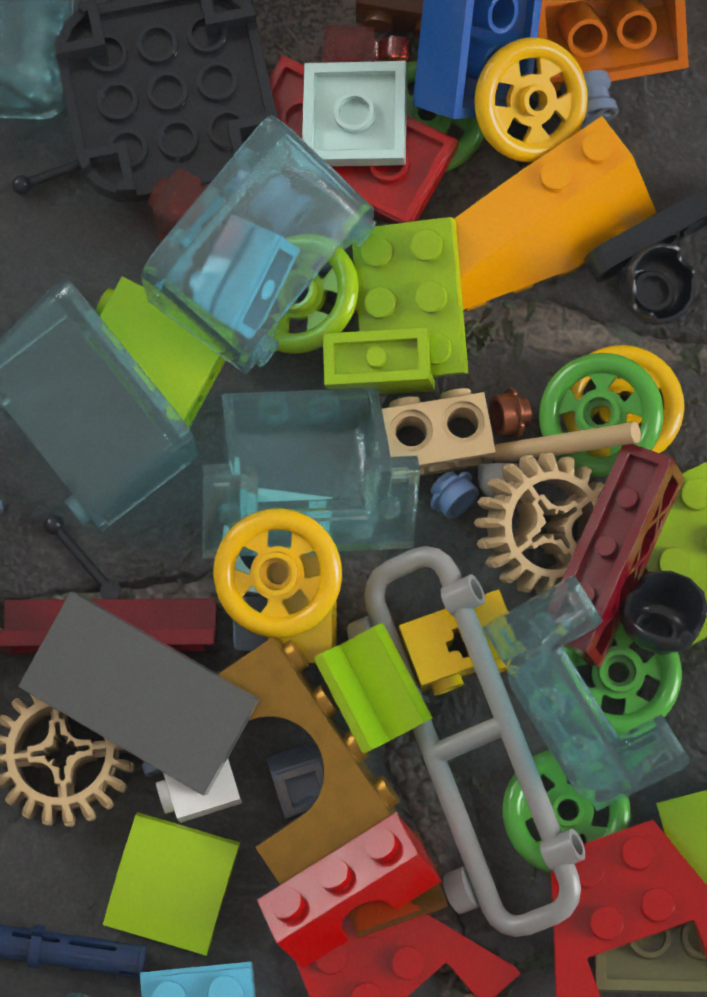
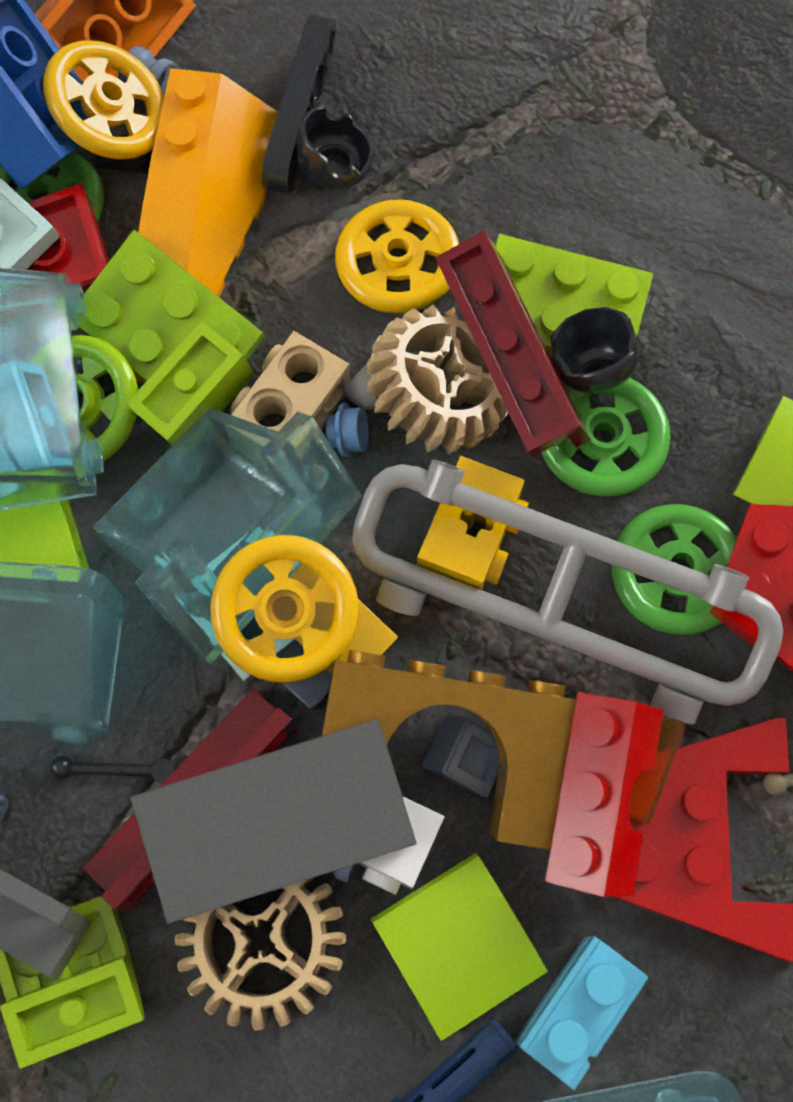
camera: 45 degrees left, 5 degrees down
(372, 688) = (451, 621): lime panel -> none
(509, 413) = (328, 332): copper plate -> none
(563, 708) = (611, 471): clear light blue windscreen -> none
(569, 442) = (397, 299): tan bar -> none
(603, 371) = (362, 236): bright green plate -> none

